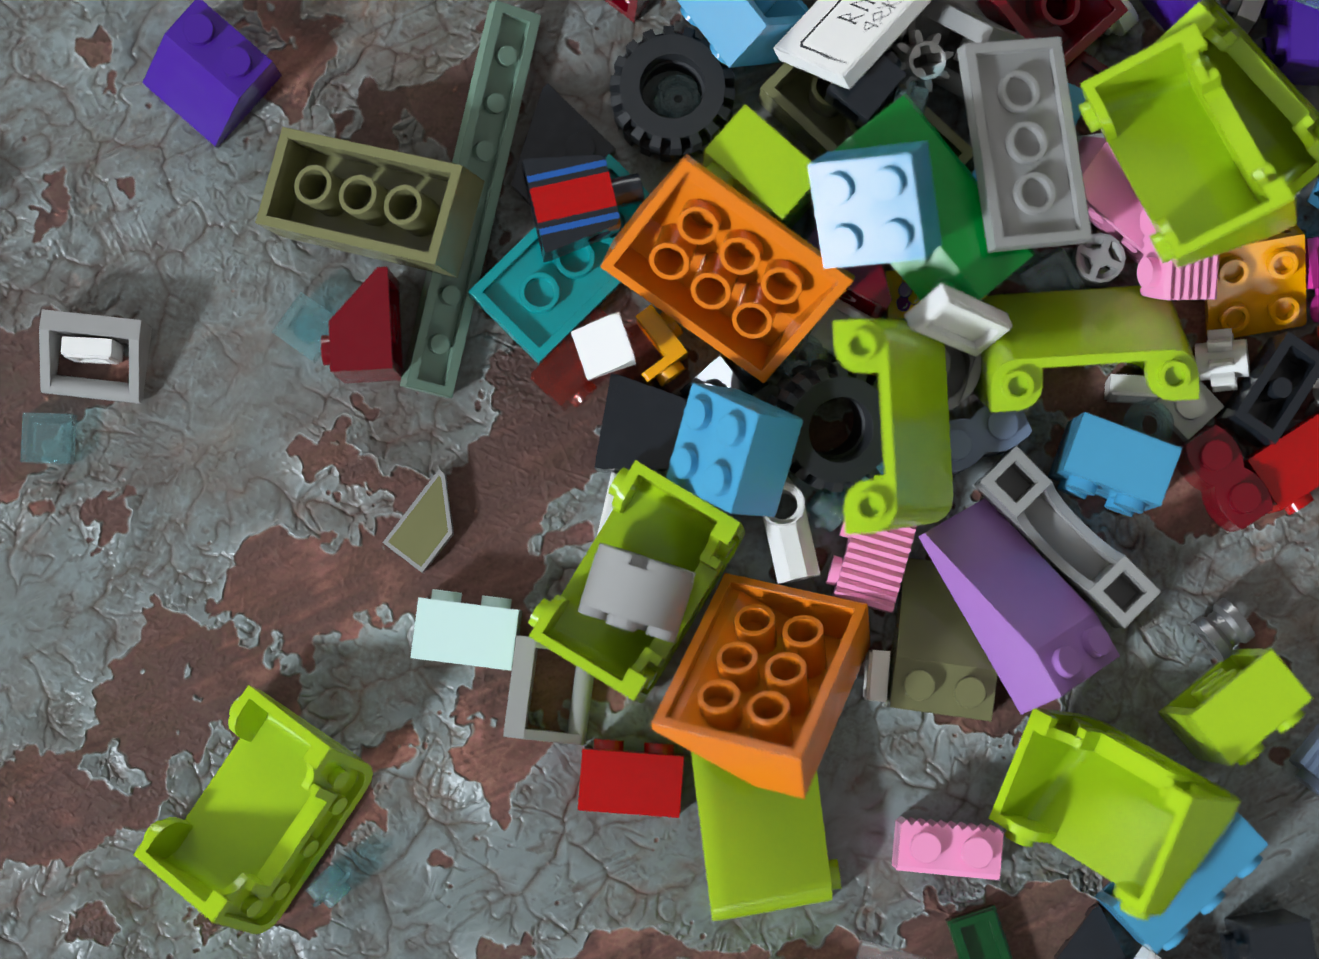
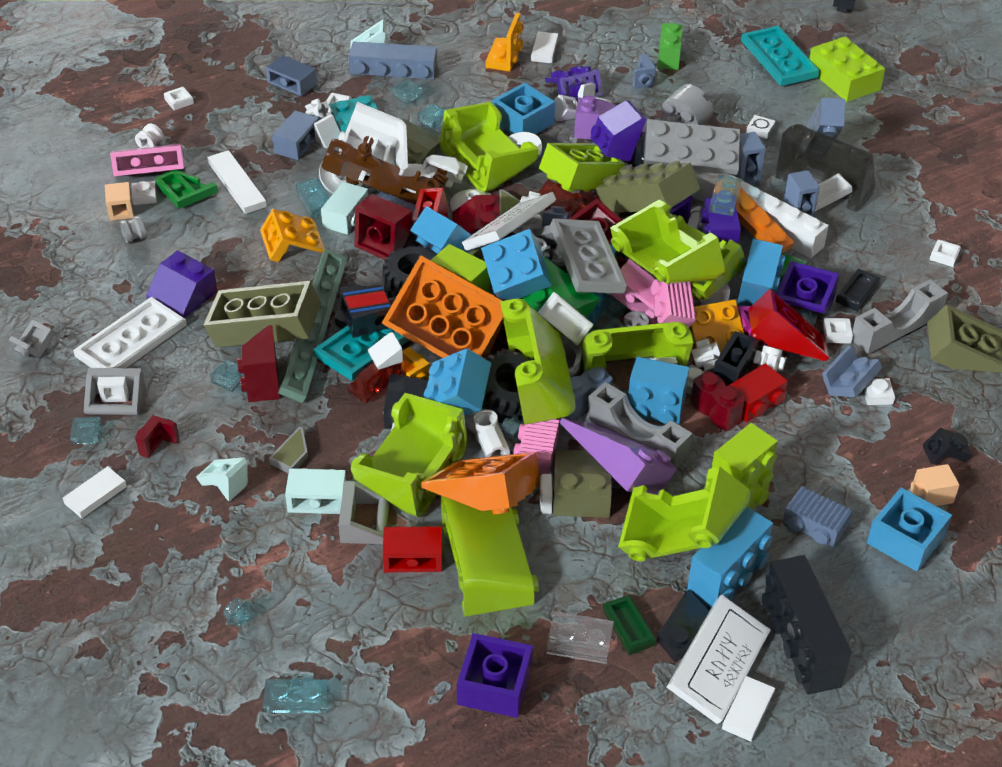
camera: 10 degrees left, 40 degrees down
(74, 590) = (94, 492): none -> white tile
(117, 200) = (131, 336): none -> white tile
(165, 474) = (153, 433): none -> dark red bracket
(258, 818) = (205, 579): lime windscreen -> none
(297, 584) = (227, 474): none -> light aqua slope
(636, 592) = (409, 445): light grey brick -> none
(947, 848) = (597, 564): bright pink brick -> none

